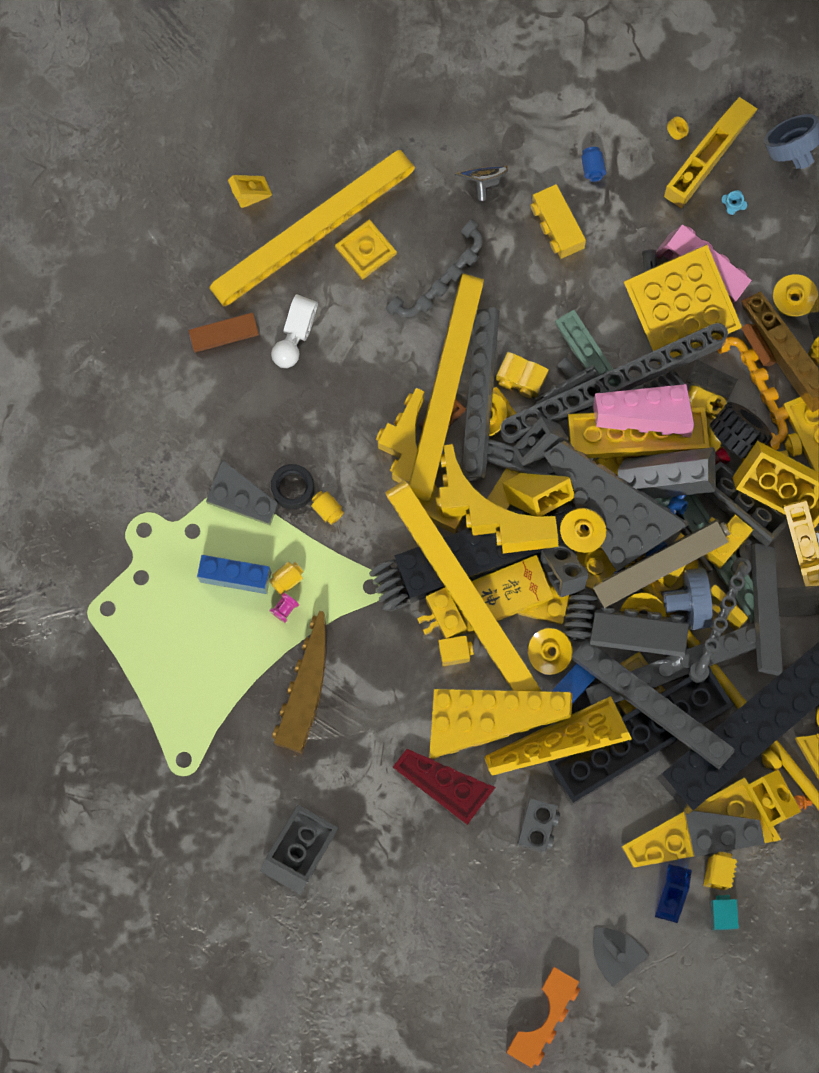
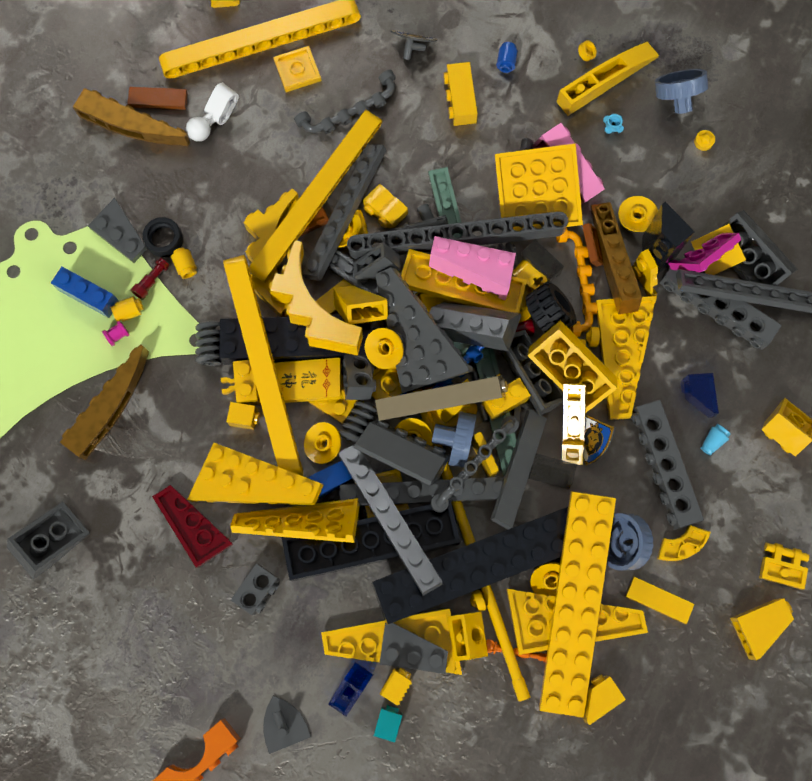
camera: 15 degrees right, 0 degrees up
(200, 369) = (126, 120): none -> pearl gold slope
(292, 551) = (141, 289): none -> dark red piece

